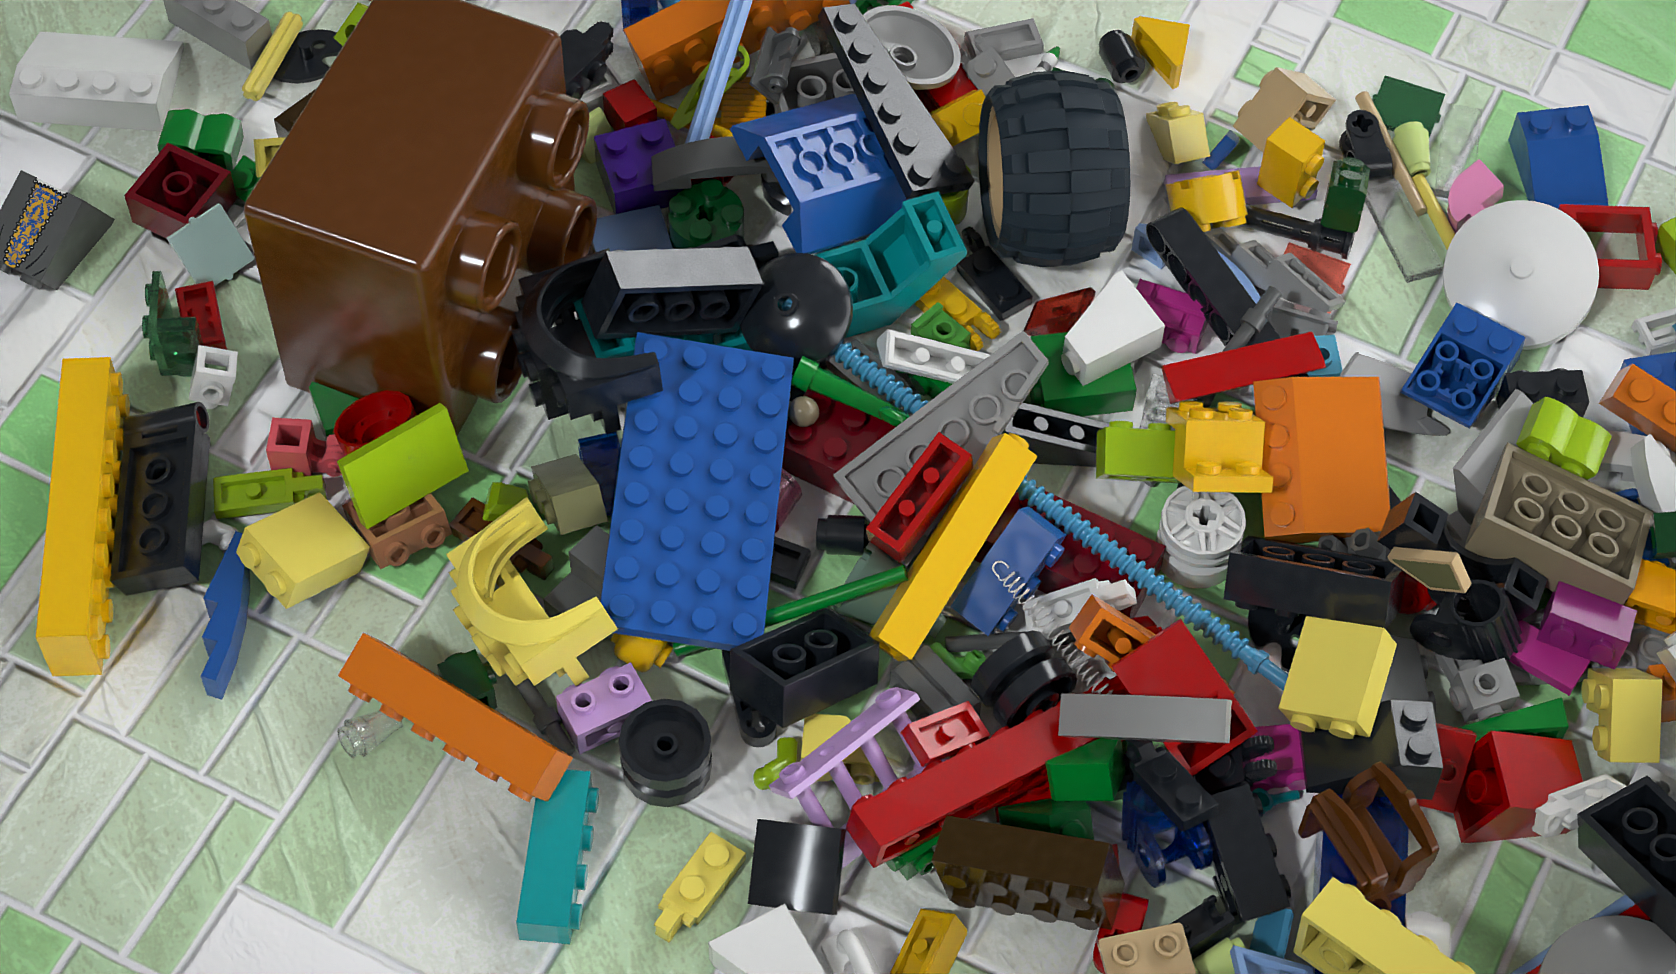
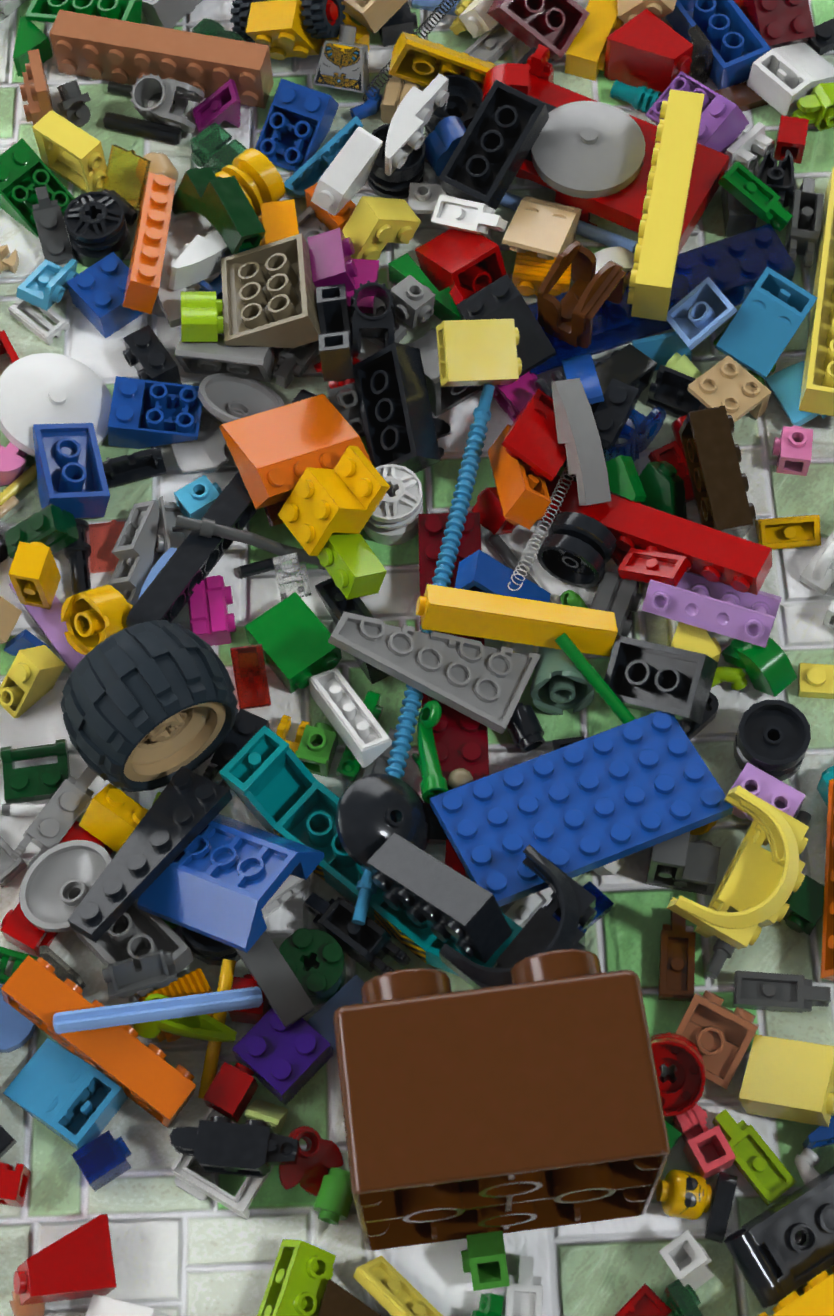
camera: 115 degrees left, 5 degrees up
(241, 439) = (721, 1207): none -> black beam
(272, 403) = (684, 1194): none -> yellow head
(403, 465) = (692, 1035): lime tile -> none
(404, 602) = (777, 992): none -> dark grey hinge
(502, 498) = (652, 963): lime piece -> none
(567, 494) = (628, 910): olive brick -> none
(752, 799) = (766, 667): none -> green brick
(797, 866) = (798, 615): black slope -> none
(920, 497) = (502, 647): red brick -> none
(1067, 602) = (499, 538): white hinge -> none
(1111, 332) = (262, 618): white slope -> none
(1242, 367) = (254, 516): red slope -> none
(1267, 799) = (584, 368): none -> blue slope
(1404, 328) = (134, 467): none -> black hinge
(1419, 250) = (70, 469): none -> blue slope
(1433, 568) = (361, 336): tile -> none
(1444, 434) = (236, 396): none -> light grey dish
(1464, 879) = (530, 272): none -> light orange brick
(1522, 889) = (542, 227): none -> tan slope

